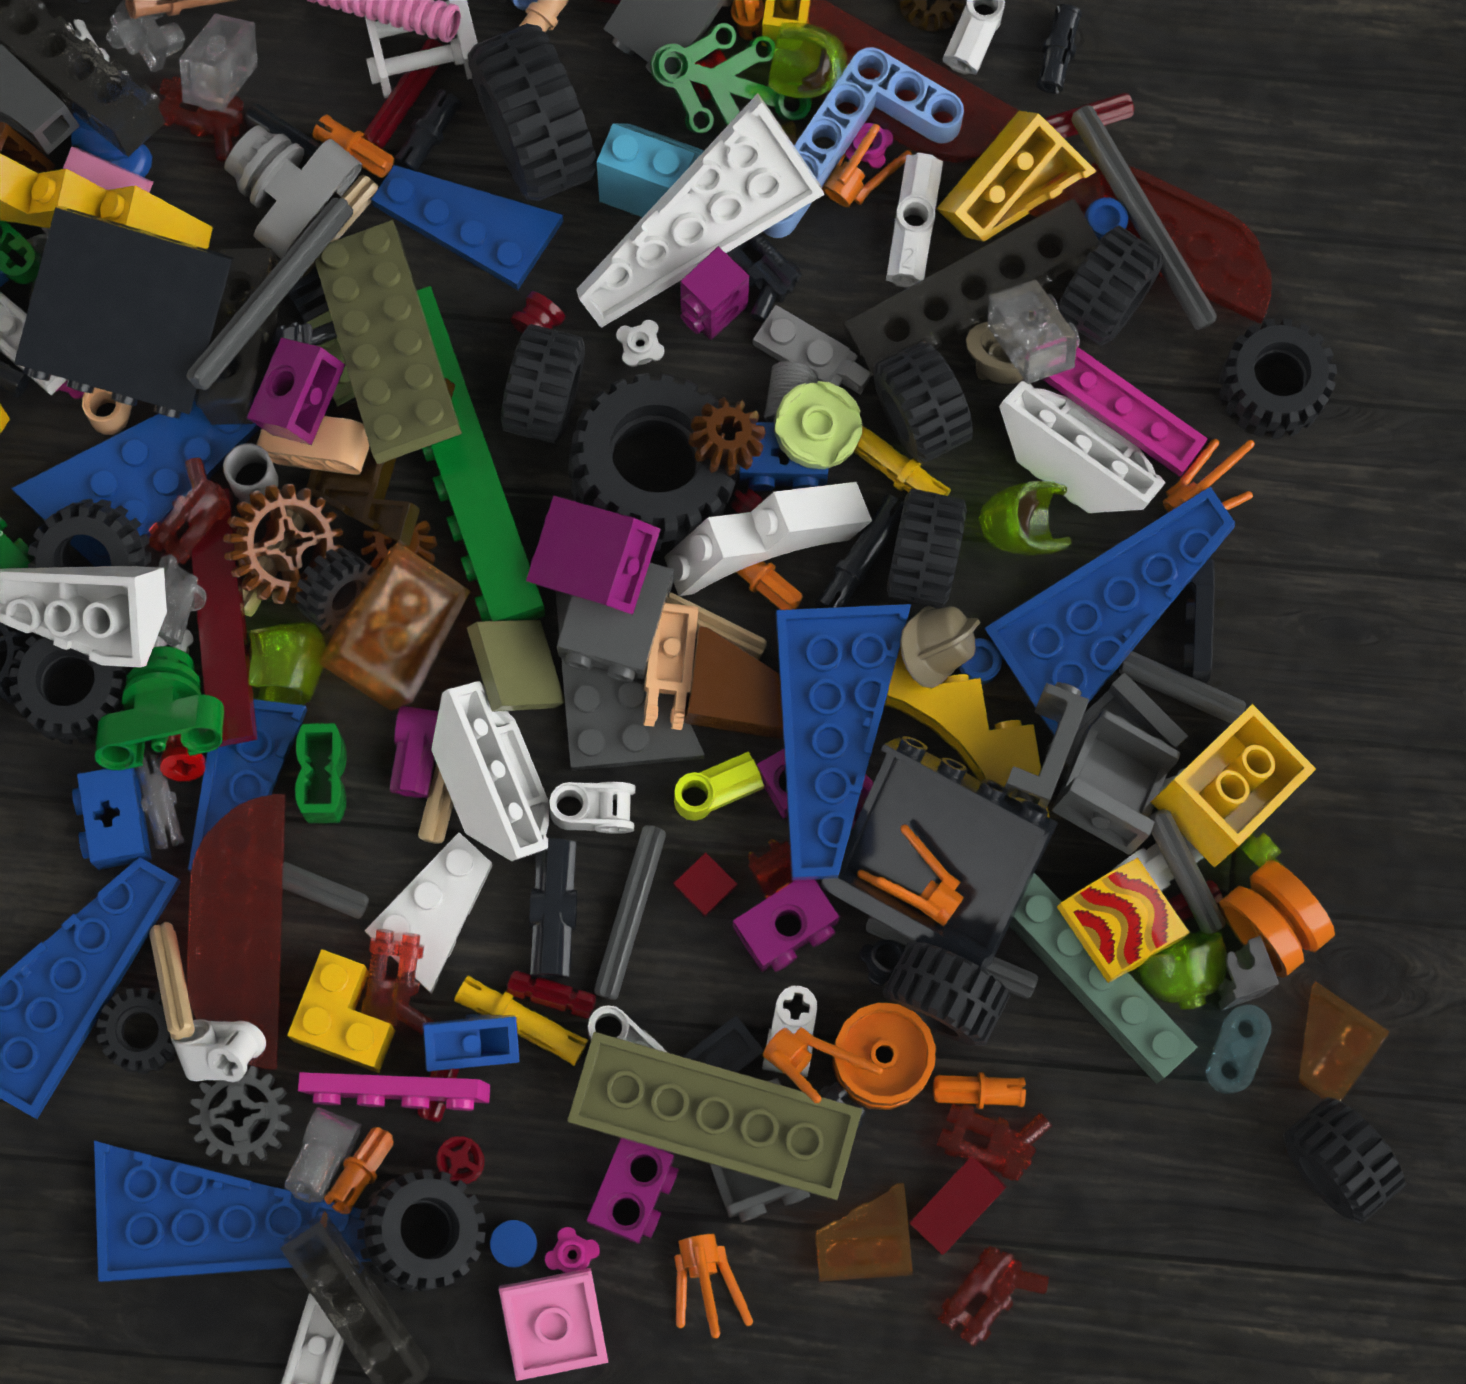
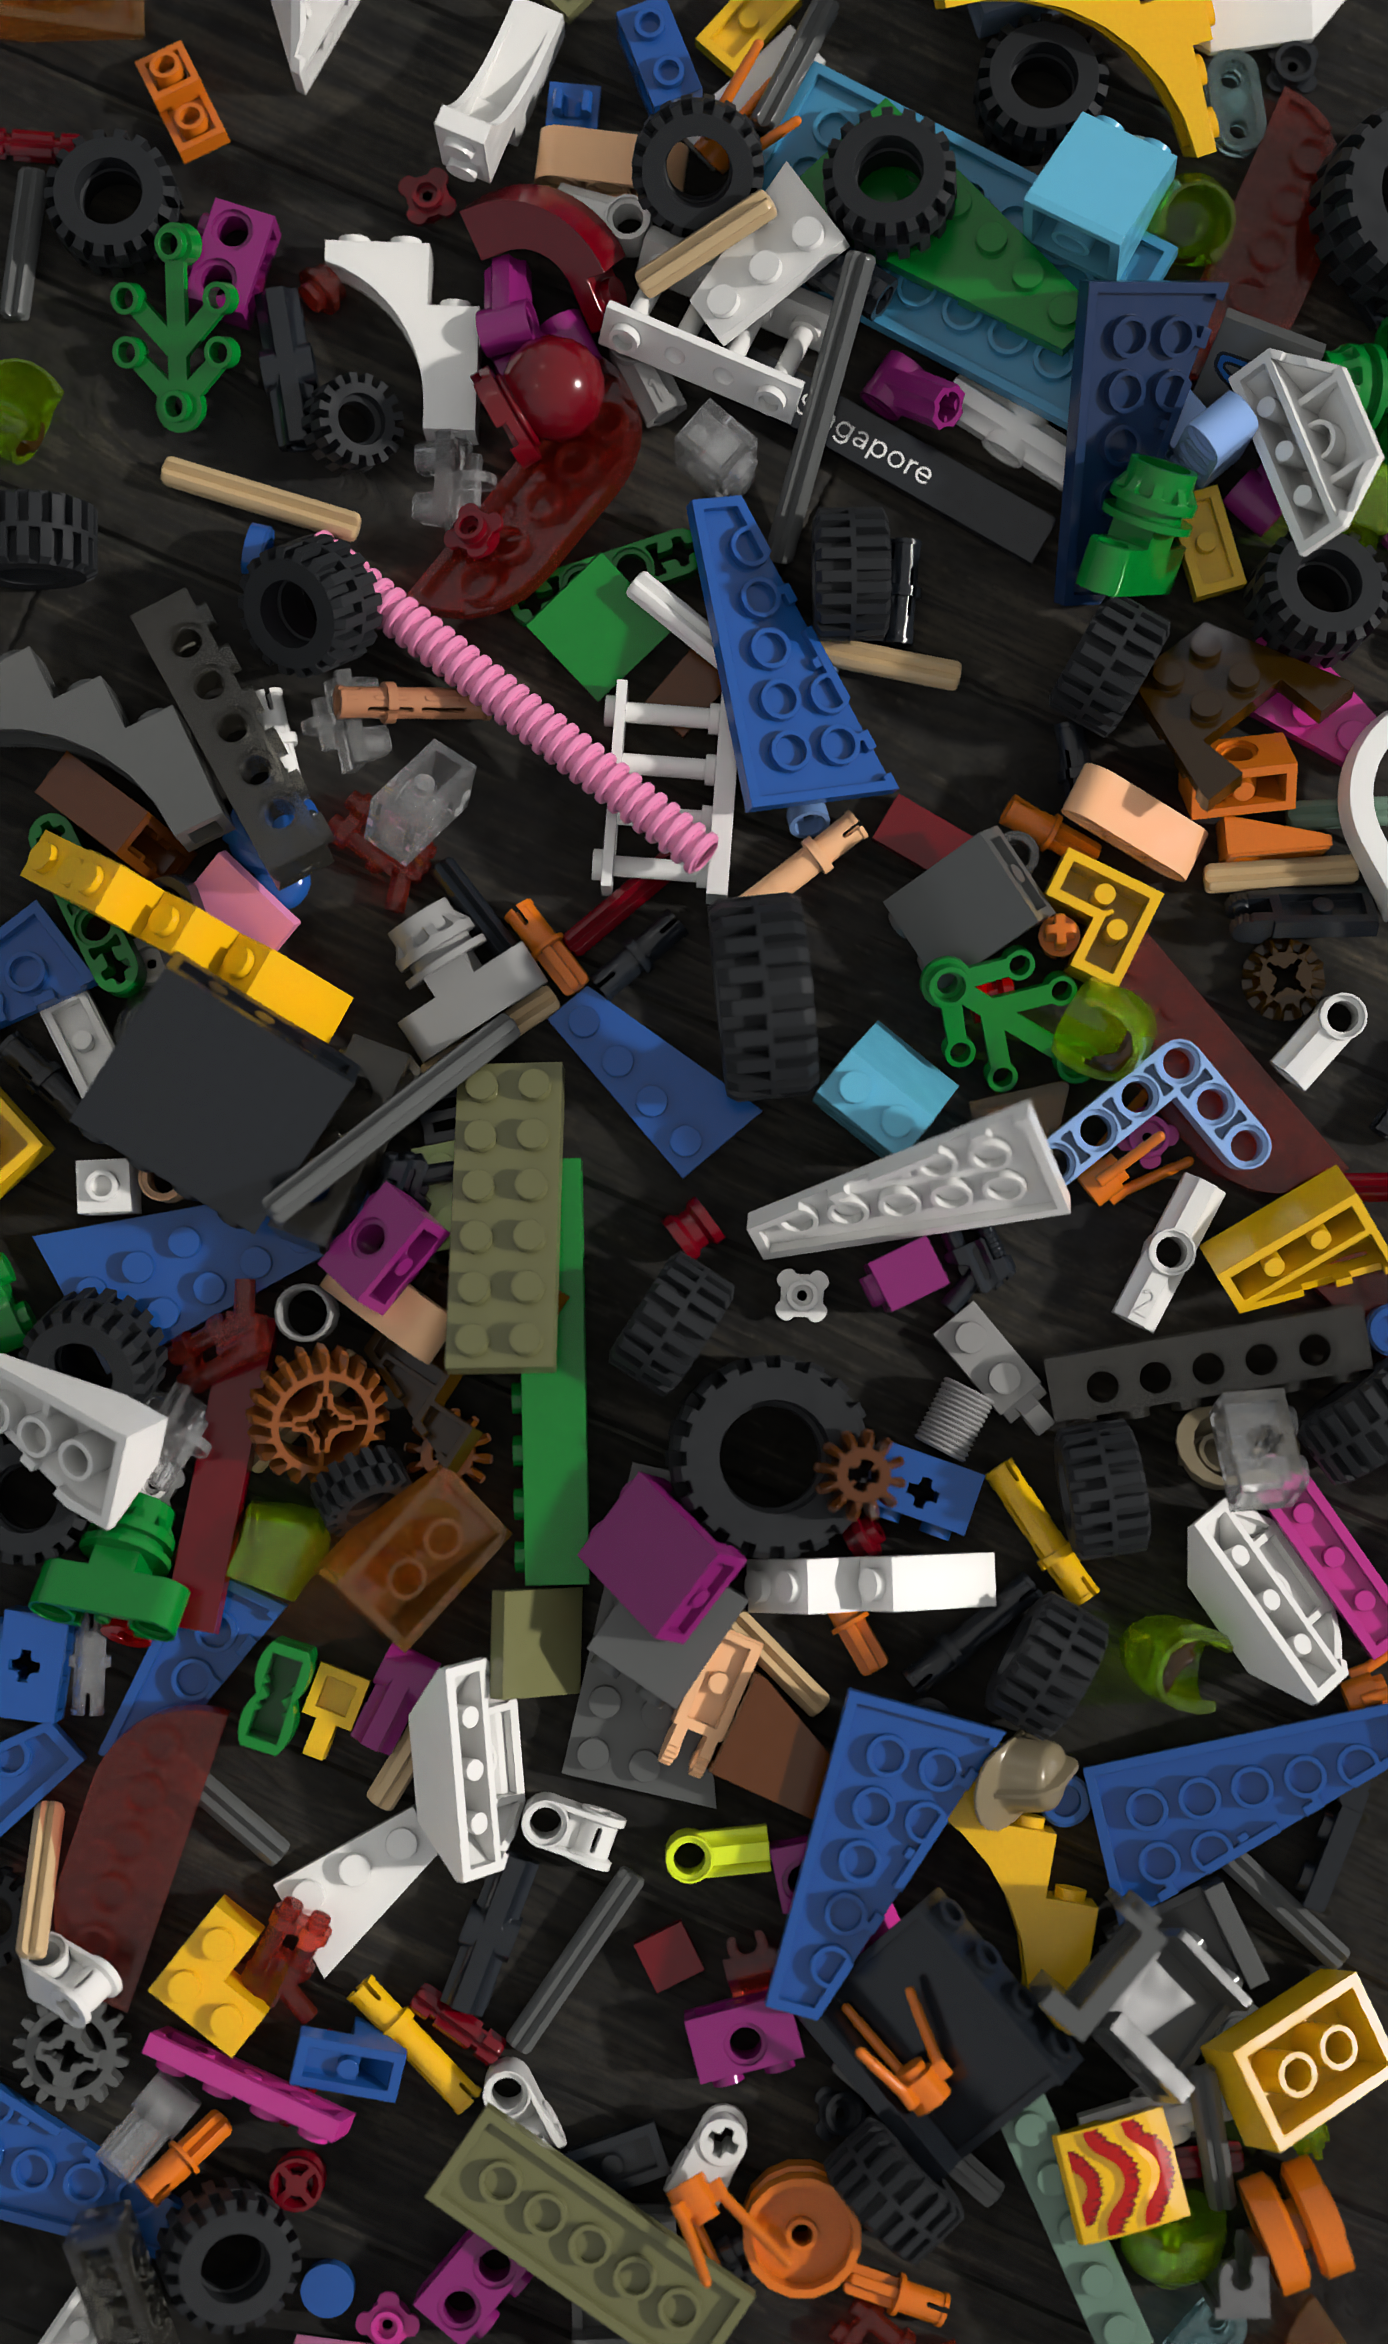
camera: 20 degrees right, 10 degrees up
(61, 428) = (107, 1188): none -> white brick
(368, 769) = (334, 1702): none -> yellow plate
(818, 425) = (972, 1476): yellowish green tile -> none

